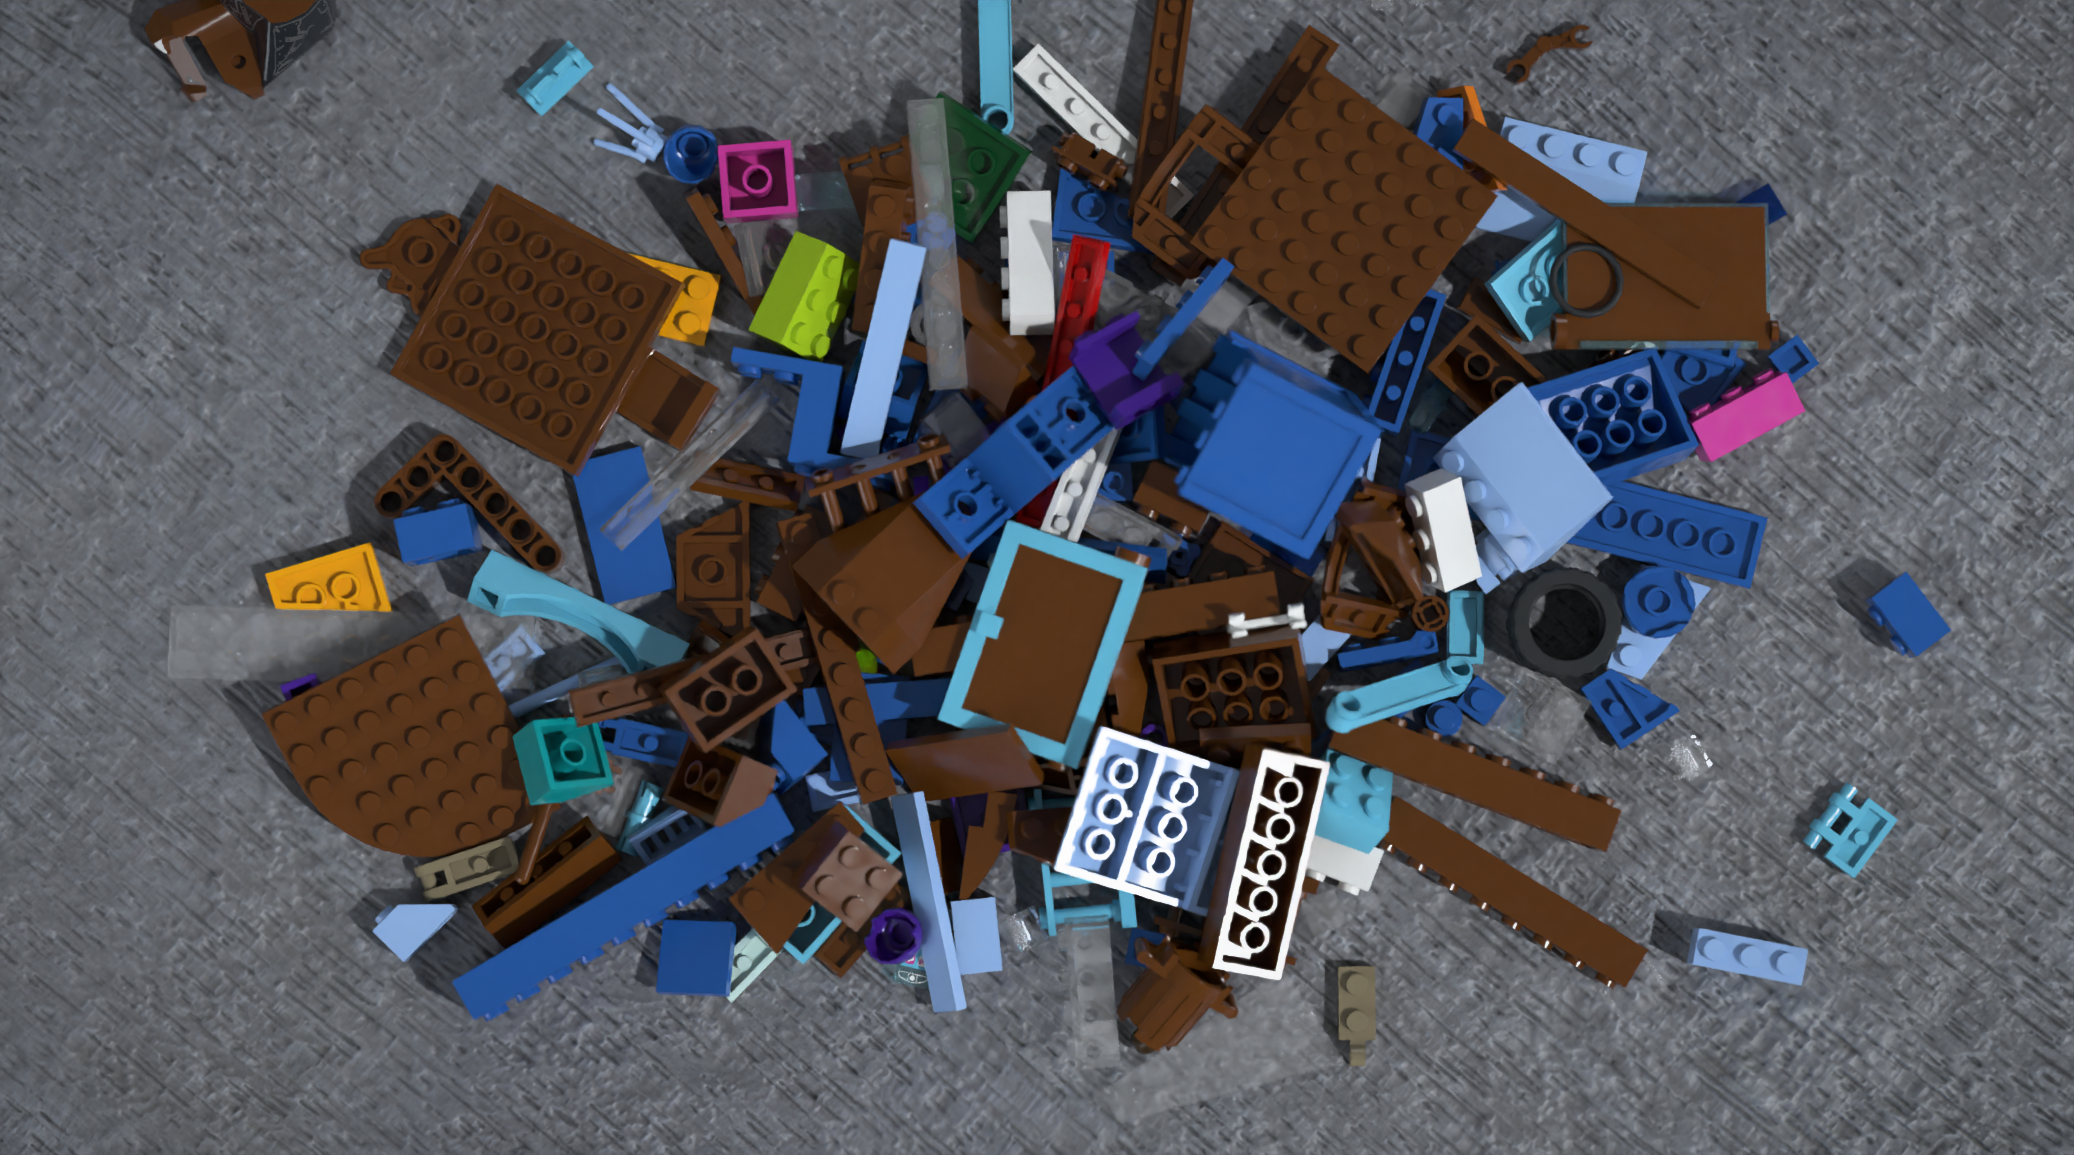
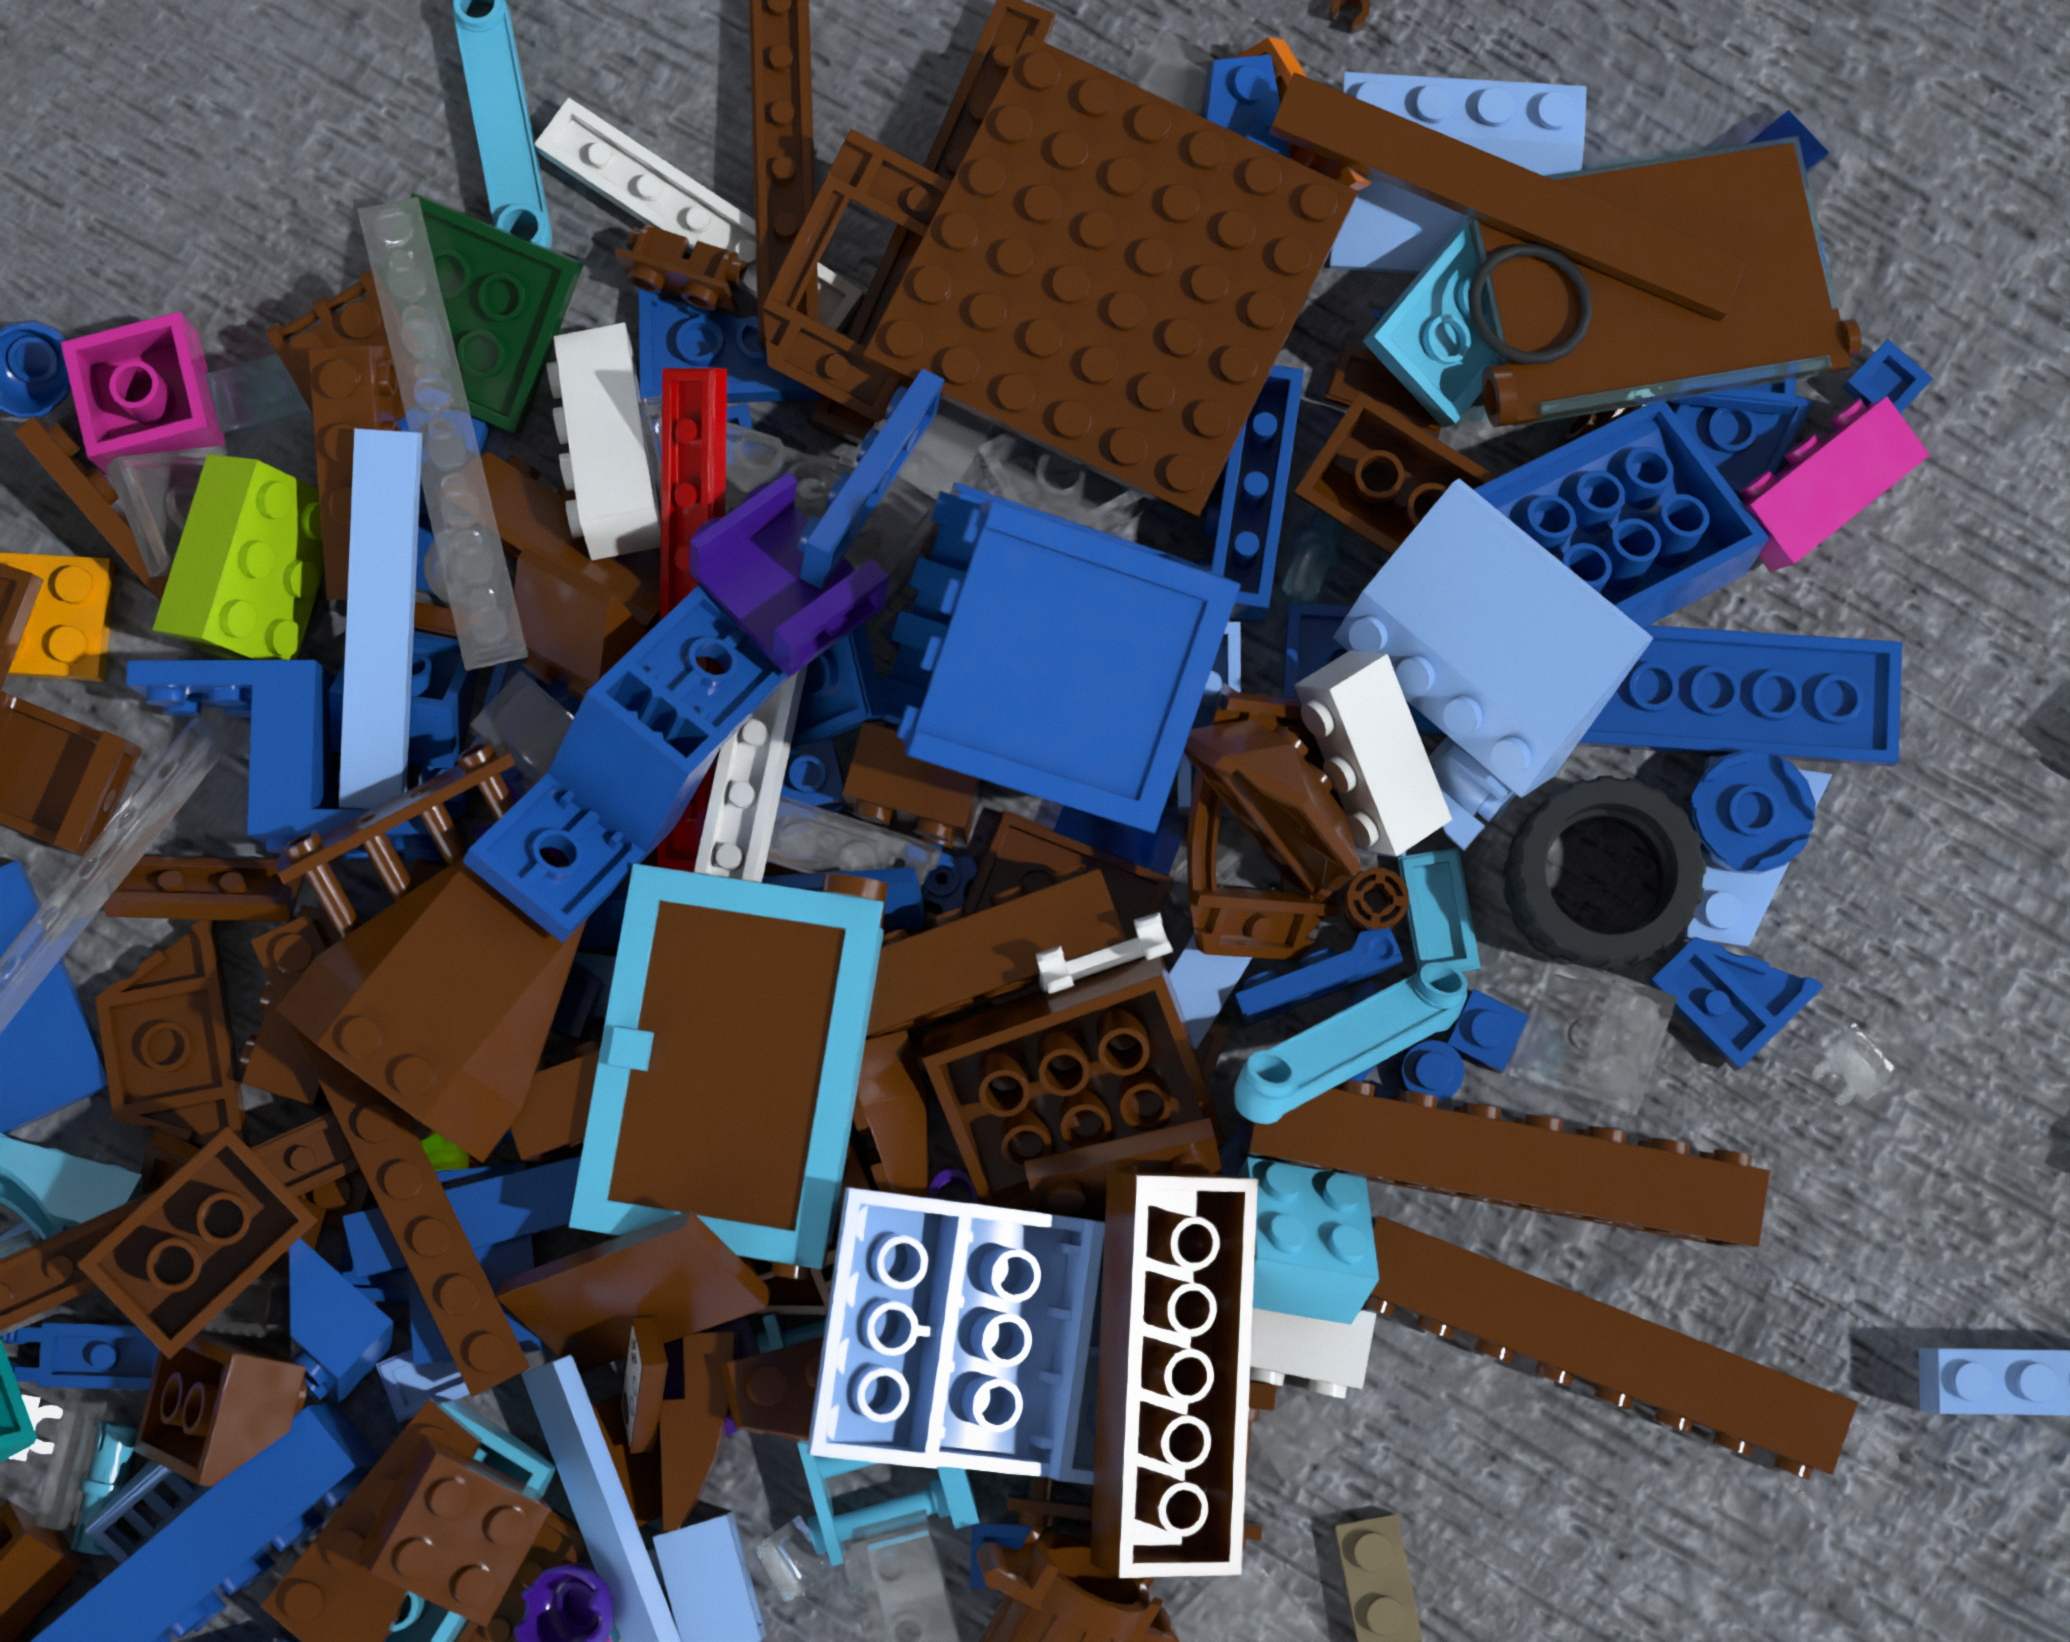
camera: 10 degrees left, 5 degrees down
(961, 815) = (643, 1384): none -> reddish brown tile

